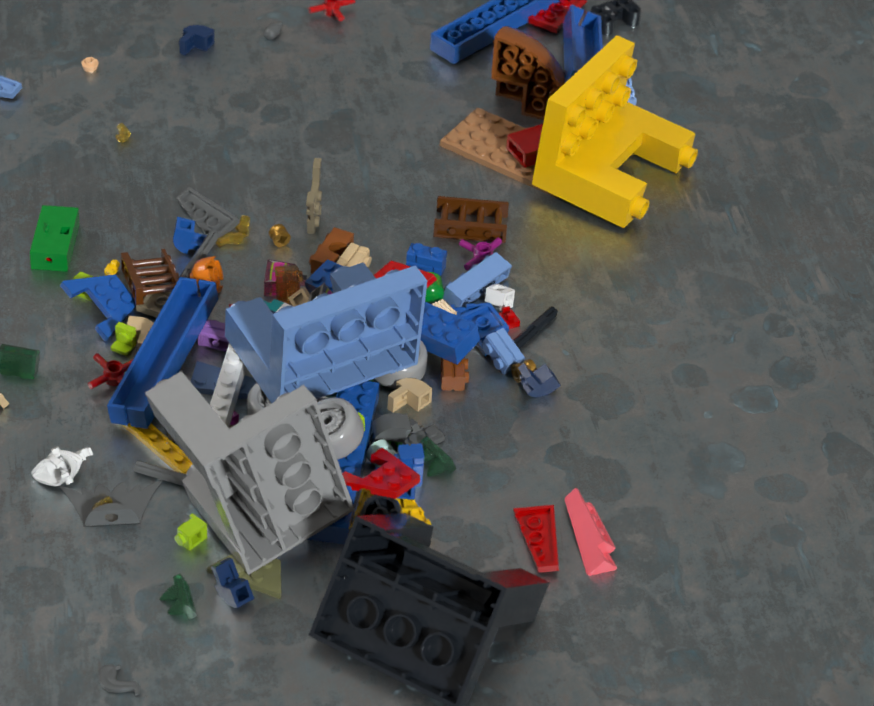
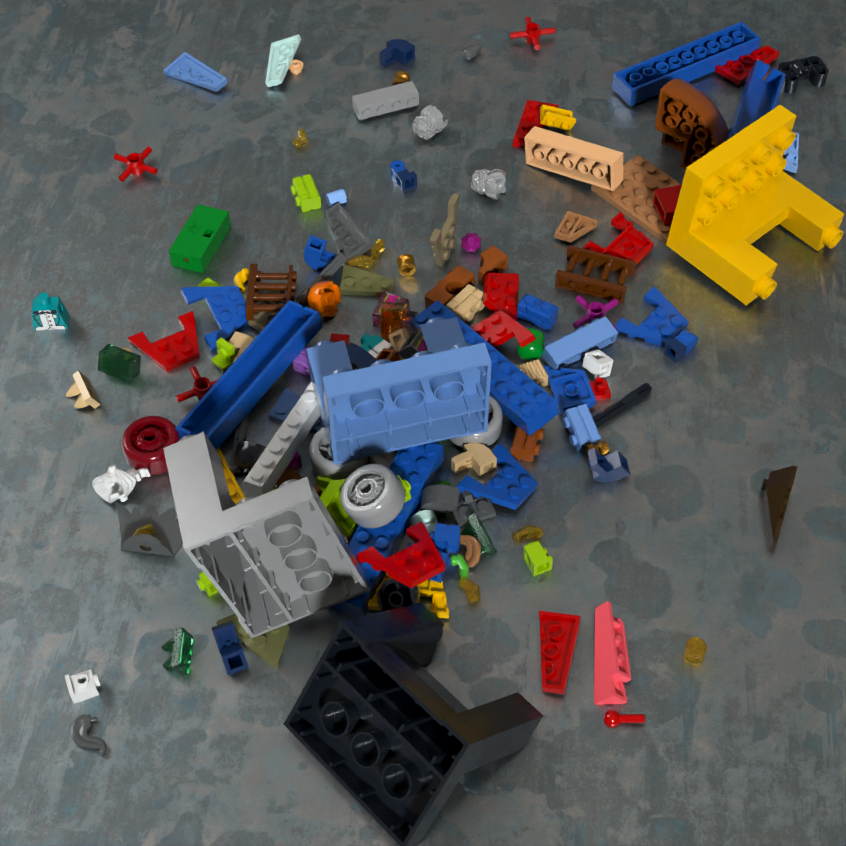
camera: 20 degrees right, 10 degrees up
(65, 344) = (173, 349): none -> red wing
(72, 58) = (280, 59): none -> light aqua wing
(83, 425) = (145, 441): none -> dark red wheel
(96, 641) = (83, 685): none -> white brick
(150, 182) = (306, 193): none -> lime brick
(182, 183) = (336, 196): none -> light blue piece
(201, 85) = (385, 100): none -> light grey brick
(210, 66) = (401, 77): none -> pearl gold wheel
(241, 258) = (364, 283): none -> olive wing
(245, 155) = (402, 177): none -> dark blue leg
(256, 101) = (429, 122): none -> light grey hair
(337, 149) = (489, 182): none -> light grey hair
(337, 207) = (471, 242): none -> magenta piece
(360, 90) = (529, 119): none -> red wing
(366, 223) = (491, 261): none -> dark orange arch
(384, 246) = (501, 293): none -> red wing
(385, 82) = (556, 117): none -> yellow bracket
(417, 116) = (574, 158): none -> light nougat brick
(425, 476) = (459, 560): none -> bright green arm
(436, 180) = (574, 226): none -> medium nougat wing
(436, 470) = (473, 549): none -> medium nougat piece
(444, 502) = (473, 590): none -> clear yellow arm
(448, 411) = (507, 487): none -> blue wing
(481, 447) = (528, 531): none -> clear yellow arm
(492, 188) = (628, 245): none -> red wing
(497, 466) = (537, 558): none -> lime brick
(548, 256) = (660, 325): none -> blue wing
(575, 268) = (681, 345): none -> leg
(608, 582) = (613, 718): none -> red bar
(665, 517) = (695, 651): none -> clear yellow wheel
(701, 385) = (775, 501): none -> dark brown wedge

